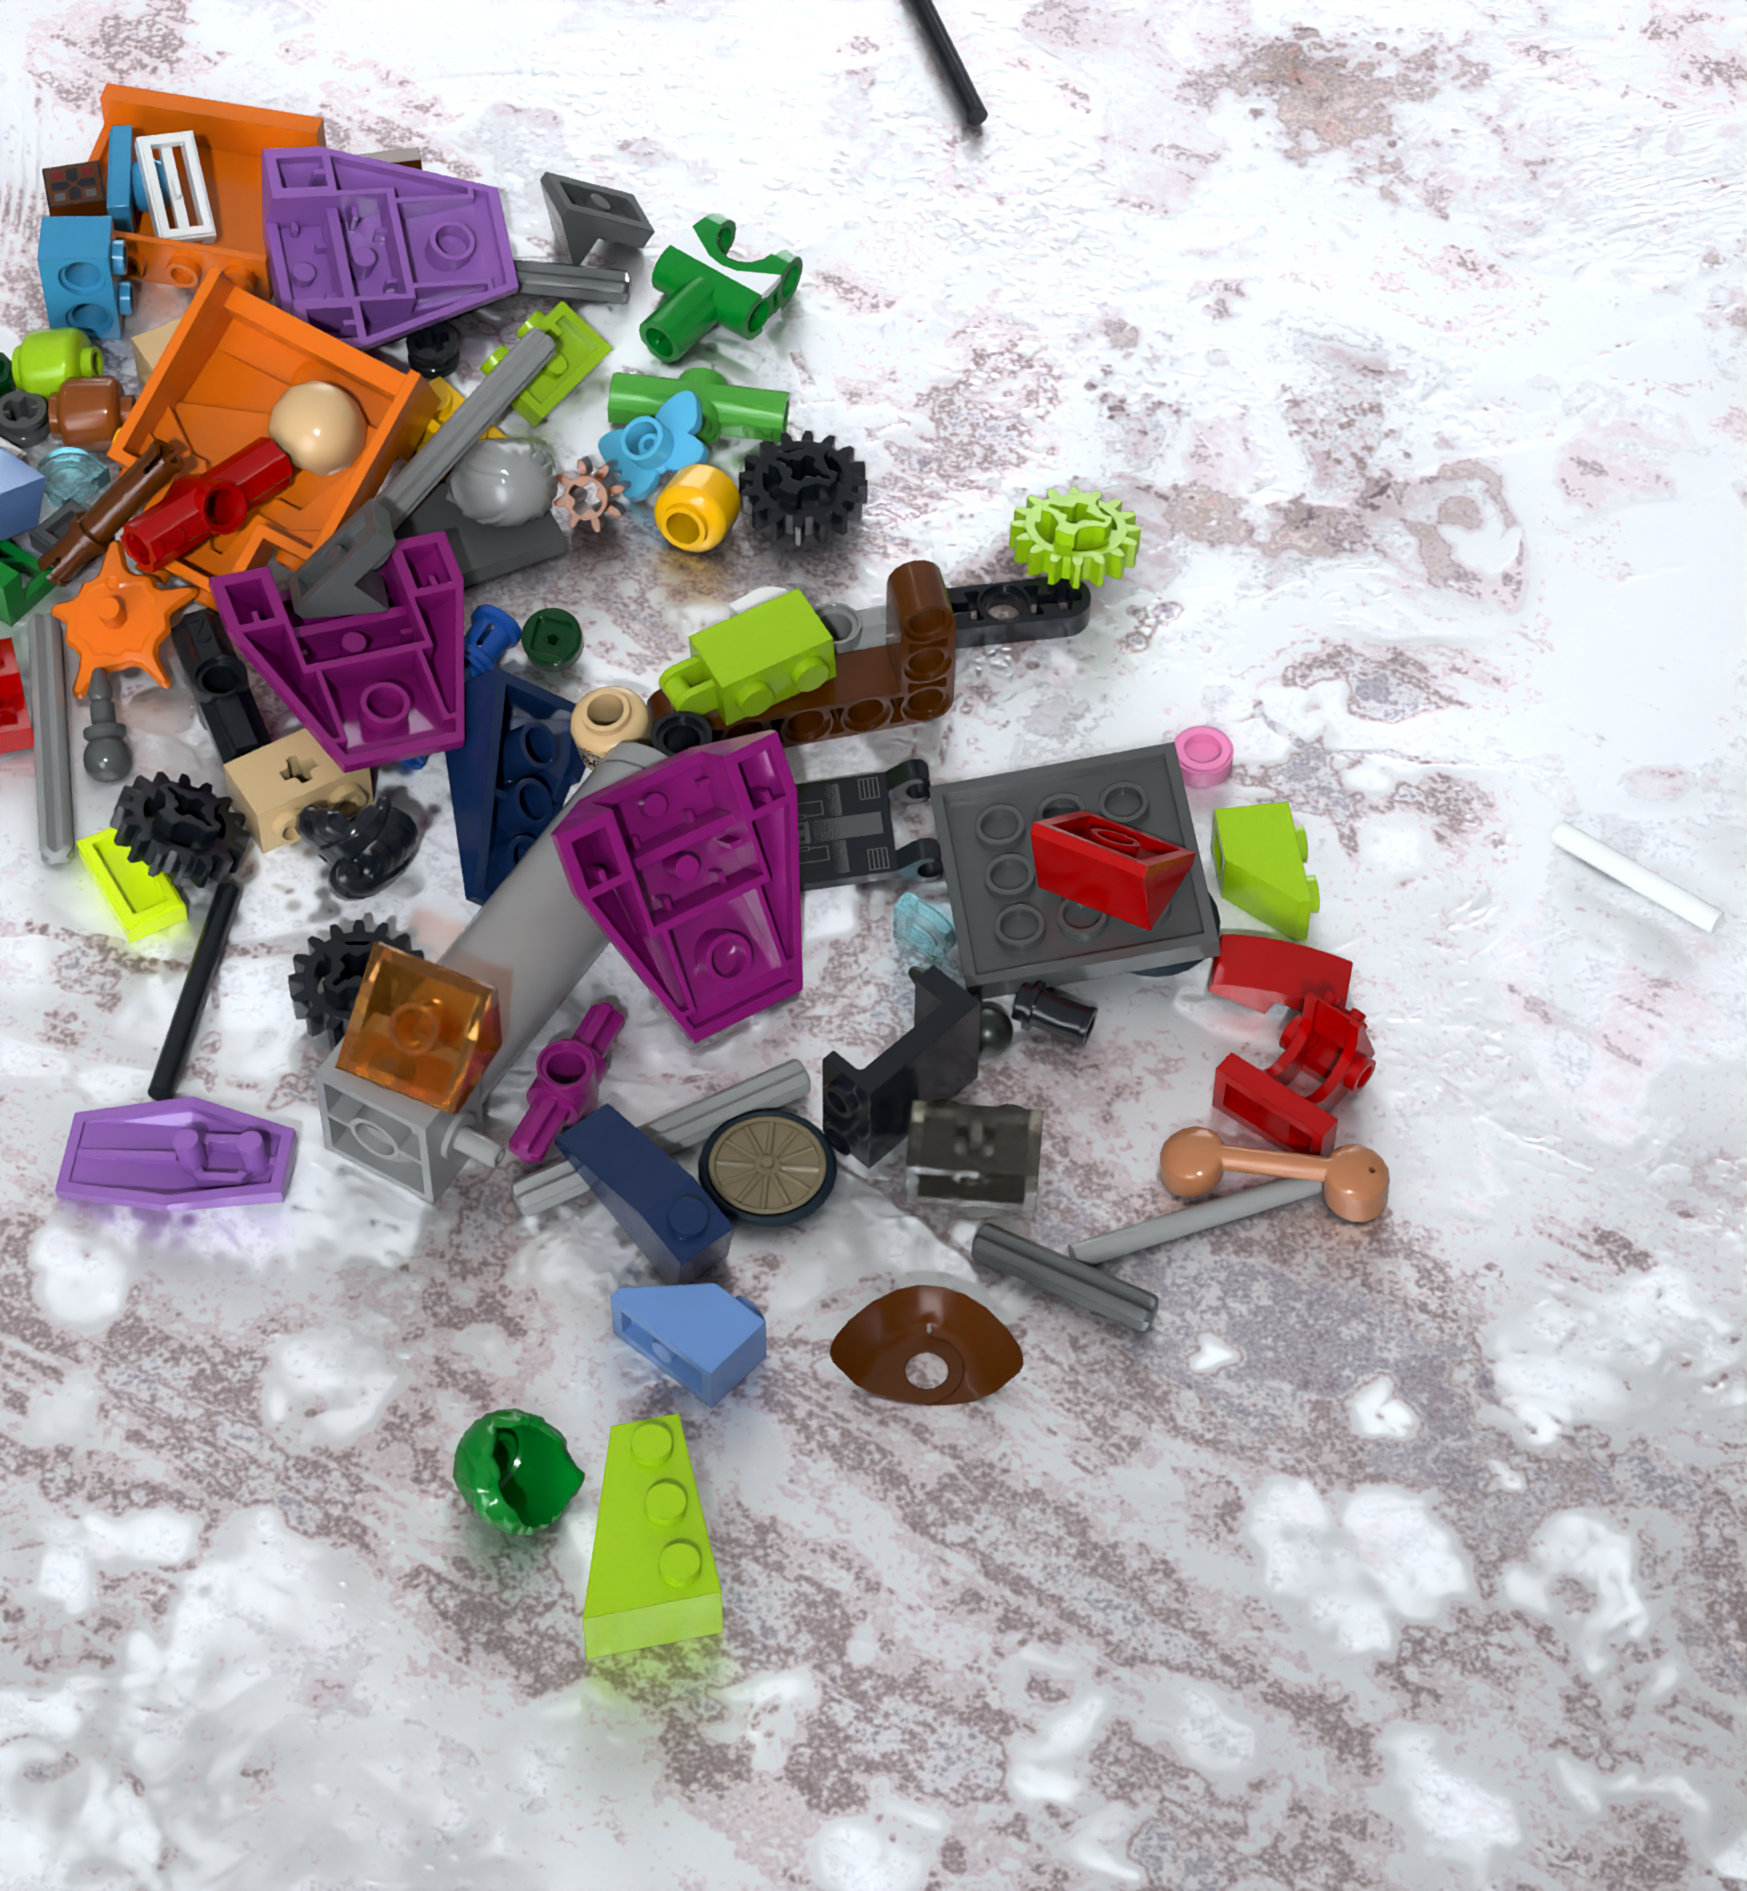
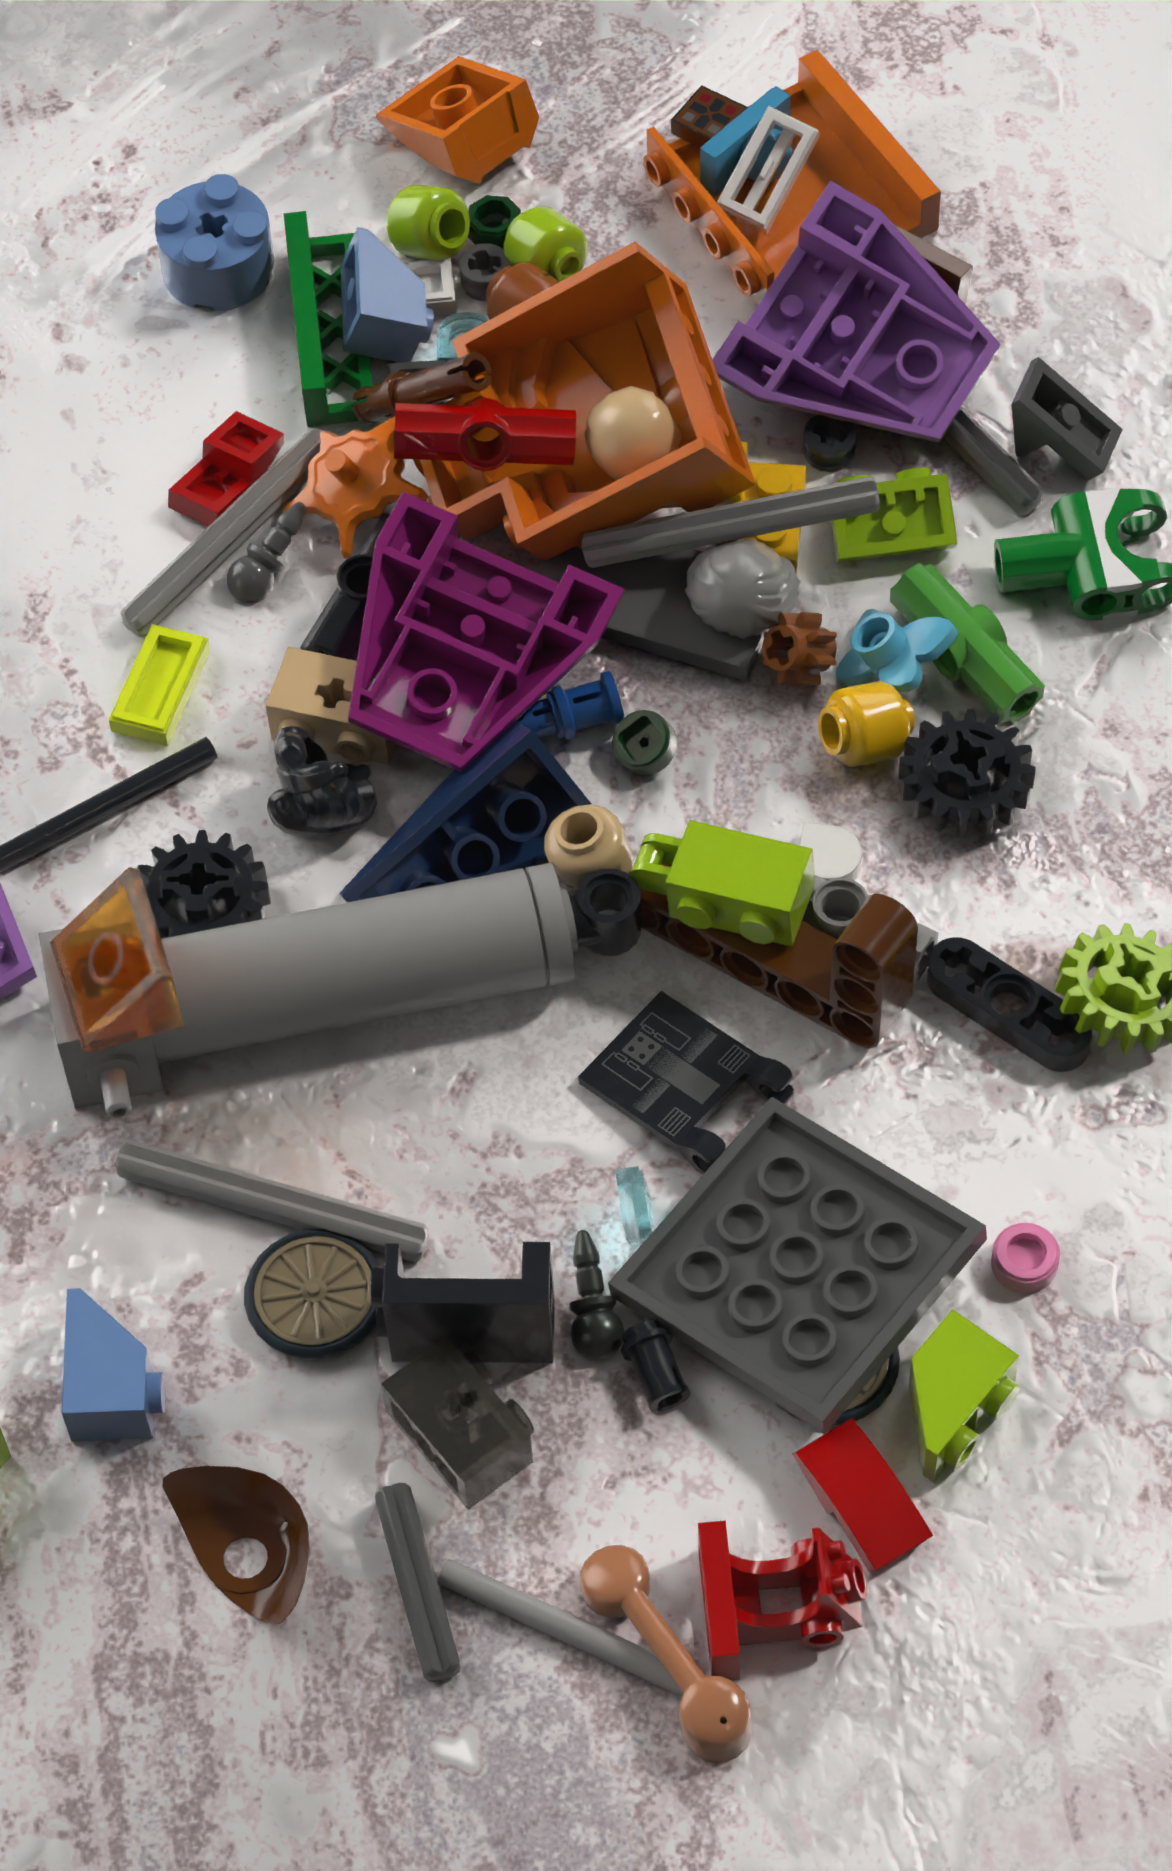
camera: 50 degrees right, 5 degrees up
(83, 275) = (624, 188): dark azure brick -> none
(180, 829) = (211, 674): black gear -> none
(341, 572) = (518, 566): dark grey slope -> none
(566, 1104) = (246, 1076): magenta axle -> none
(648, 1195) = (190, 1236): dark blue slope -> none
(697, 878) = (467, 1015): magenta wedge -> none
(1108, 866) = (811, 1278): red slope -> none

